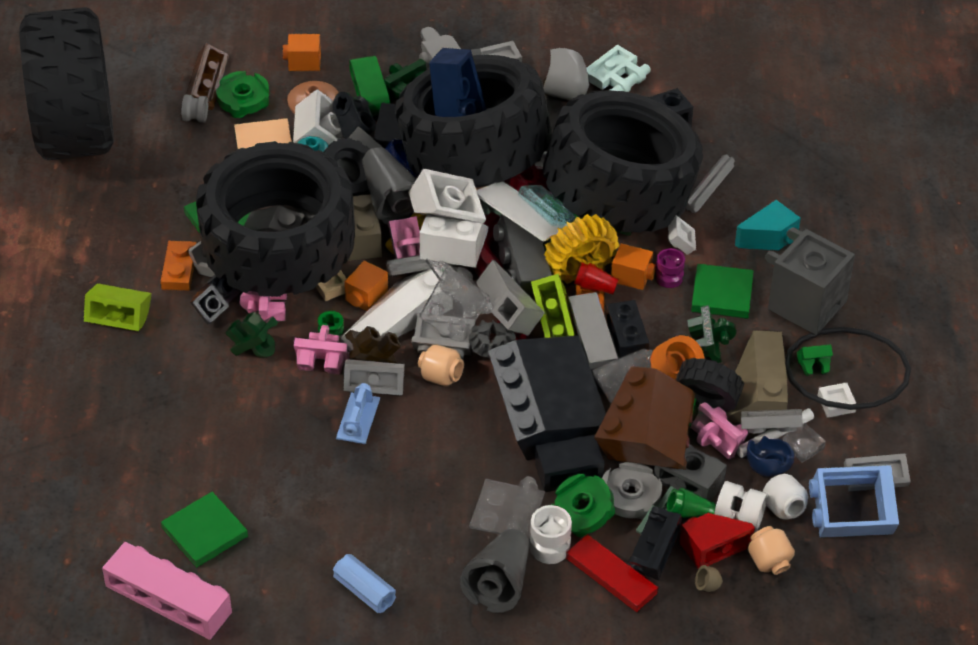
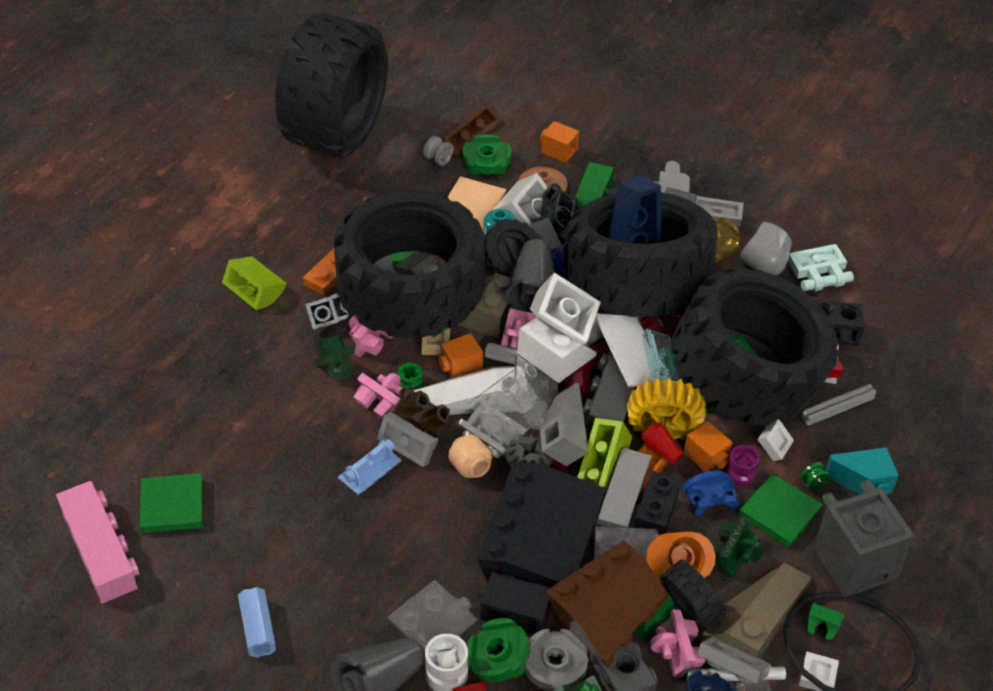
camera: 30 degrees right, 0 degrees up
(657, 301) = (710, 490): none -> blue piece
(733, 250) = (816, 476): none -> green bush

